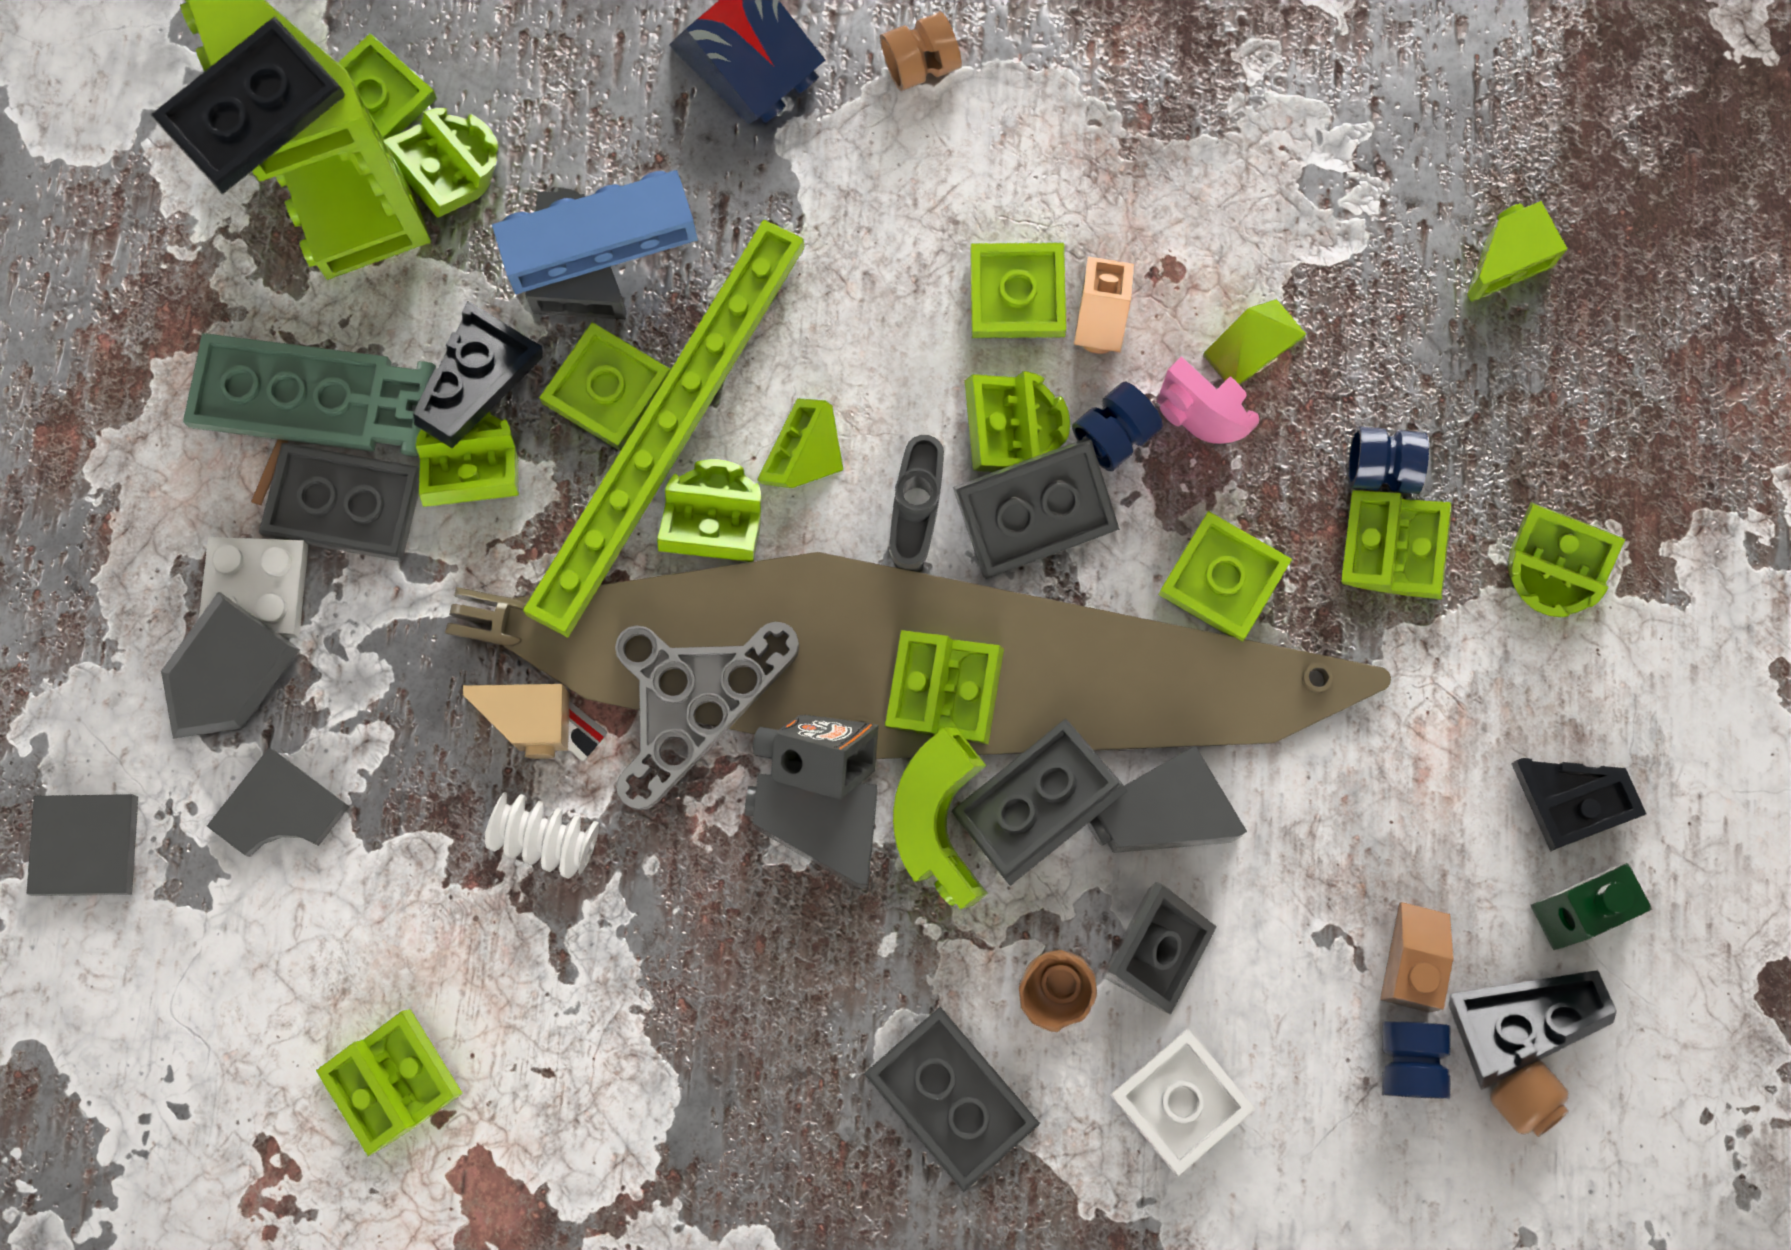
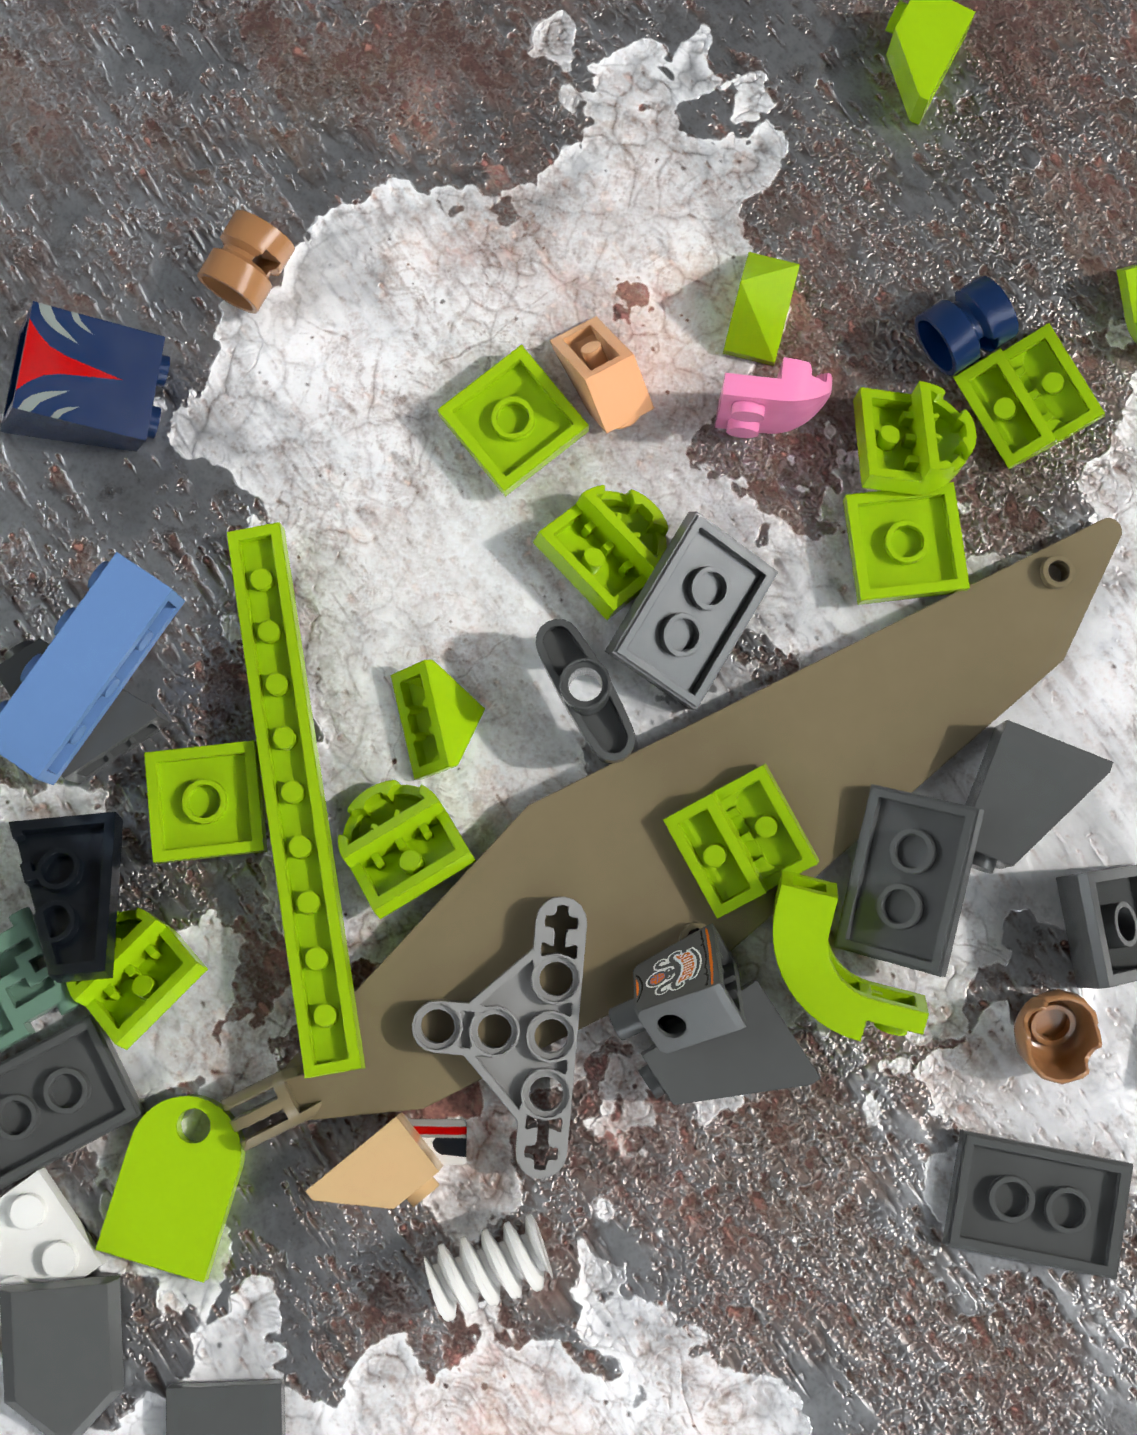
camera: 35 degrees left, 5 degrees up
(379, 625) = (174, 1190): none -> lime tile
(1124, 420) = (706, 472): dark blue wheel -> none
(1284, 507) = (910, 439): none -> lime slope

